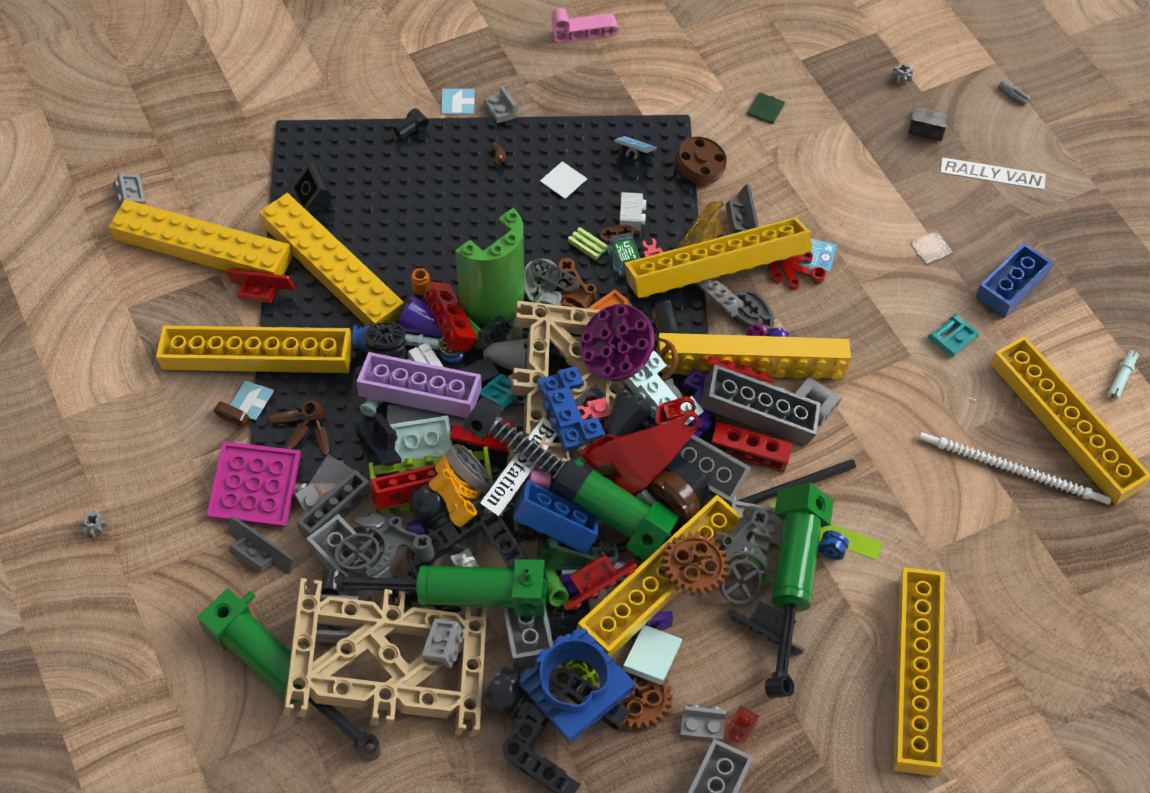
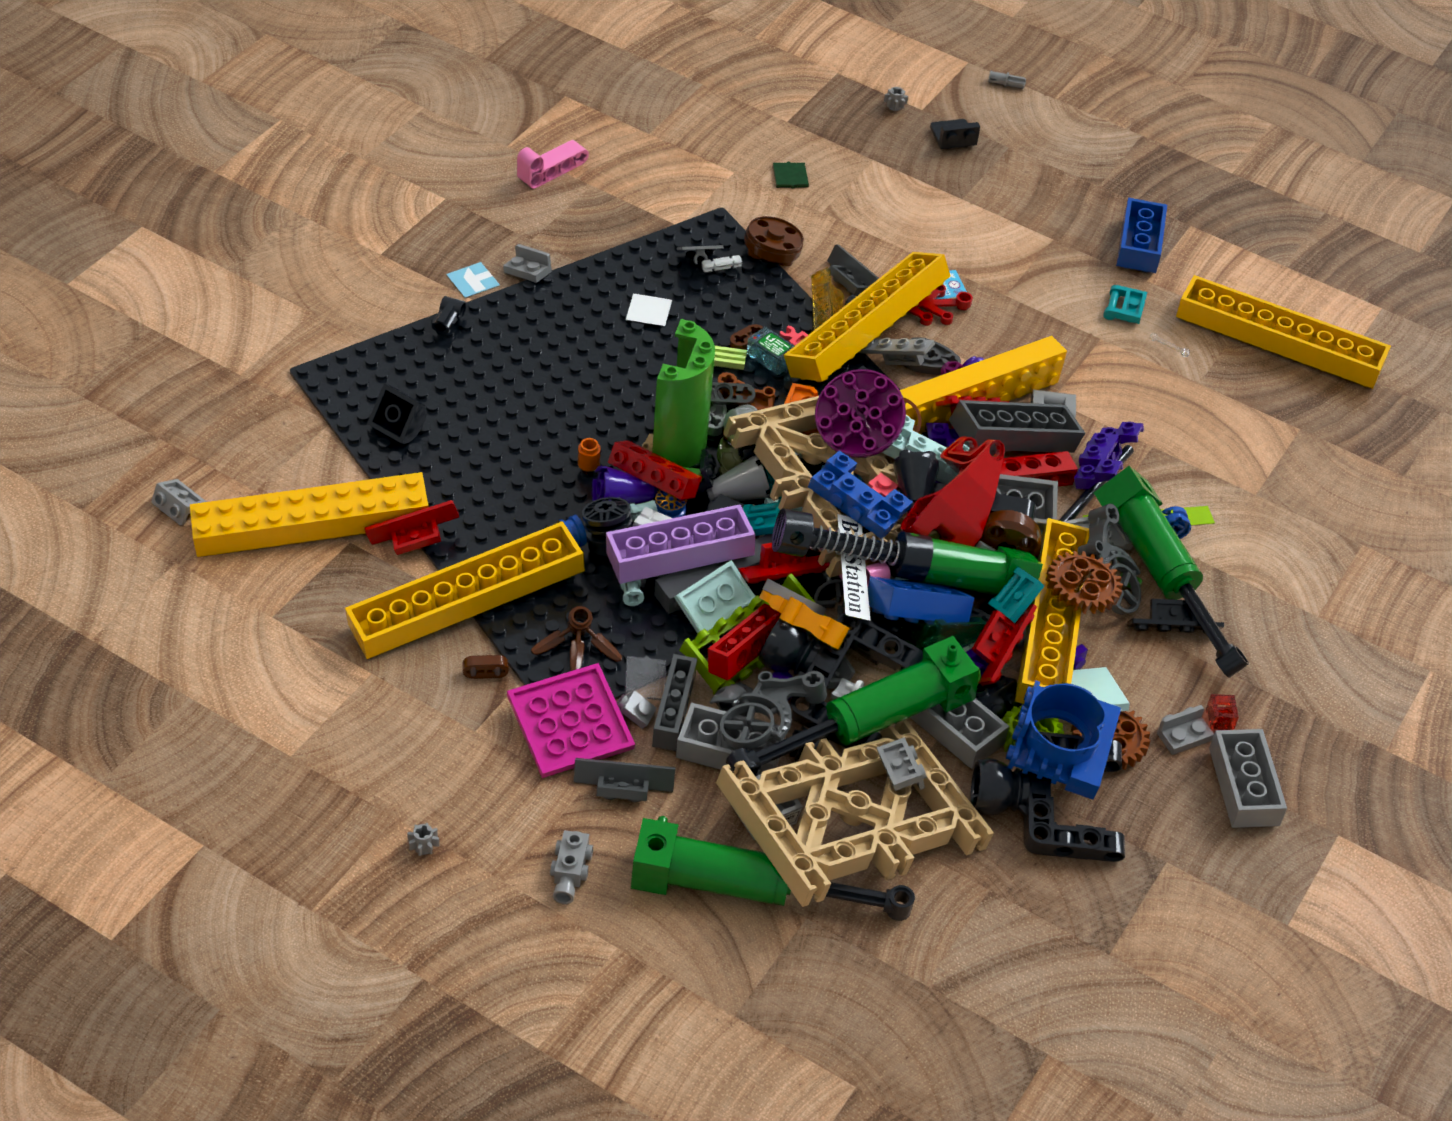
camera: 35 degrees left, 10 degrees down
(175, 593) = (570, 864): none -> light grey brick
(251, 399) = (495, 641): medium azure sticker -> none
(331, 262) = (477, 475): yellow brick -> none
(380, 439) = (676, 610): black bracket -> none
(500, 153) = (568, 311): reddish brown arm -> none
(630, 549) = (1017, 594): none -> teal plate
(631, 210) = (744, 308): white brick -> none
(646, 164) = (721, 263): none -> white axle
(821, 459) = (1102, 453): none -> dark purple bracket
(919, 672) = (1335, 594): yellow brick -> none
(931, 248) = (1043, 240): clear piece -> none
(993, 173) = (1043, 156): white sticker -> none
(1086, 493) = (1191, 398): white hose -> none
(1125, 369) = (1291, 275): light aqua pin -> none

